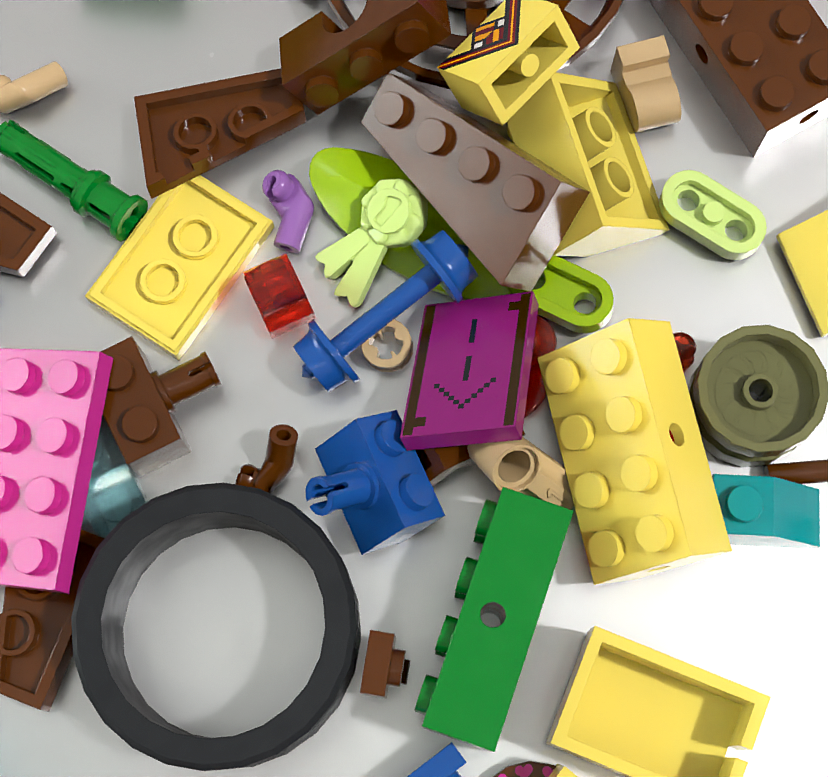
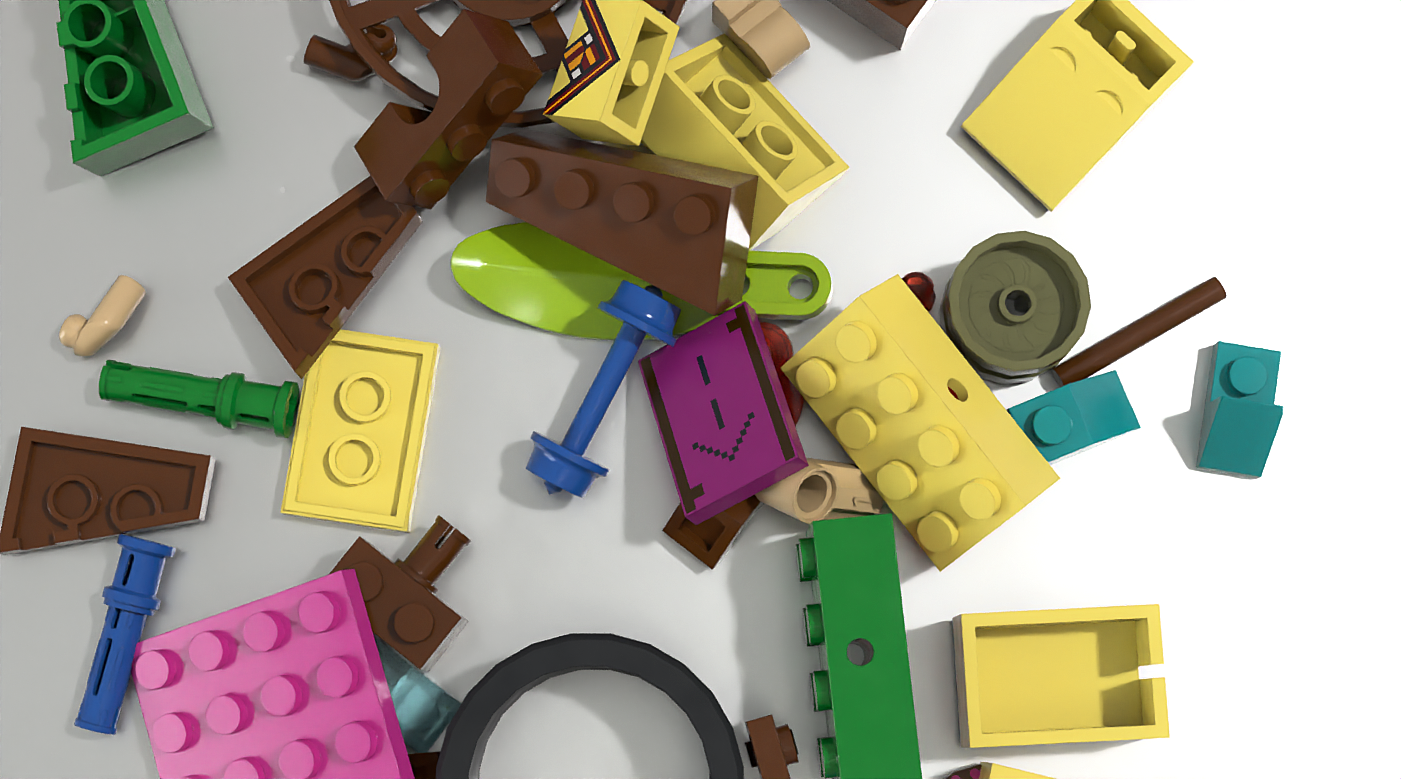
camera: 30 degrees left, 5 degrees up
(277, 462) = (565, 596): reddish brown arm -> none
(278, 295) = (484, 421): clear red leg -> none
(292, 205) = (452, 318): medium lavender arm -> none
(374, 483) = (676, 570): blue brick -> none
(390, 218) = (561, 287): yellowish green piece -> none
(397, 361) = (629, 404): tan bush -> none
(714, 211) = (886, 129): yellowish green plate -> none

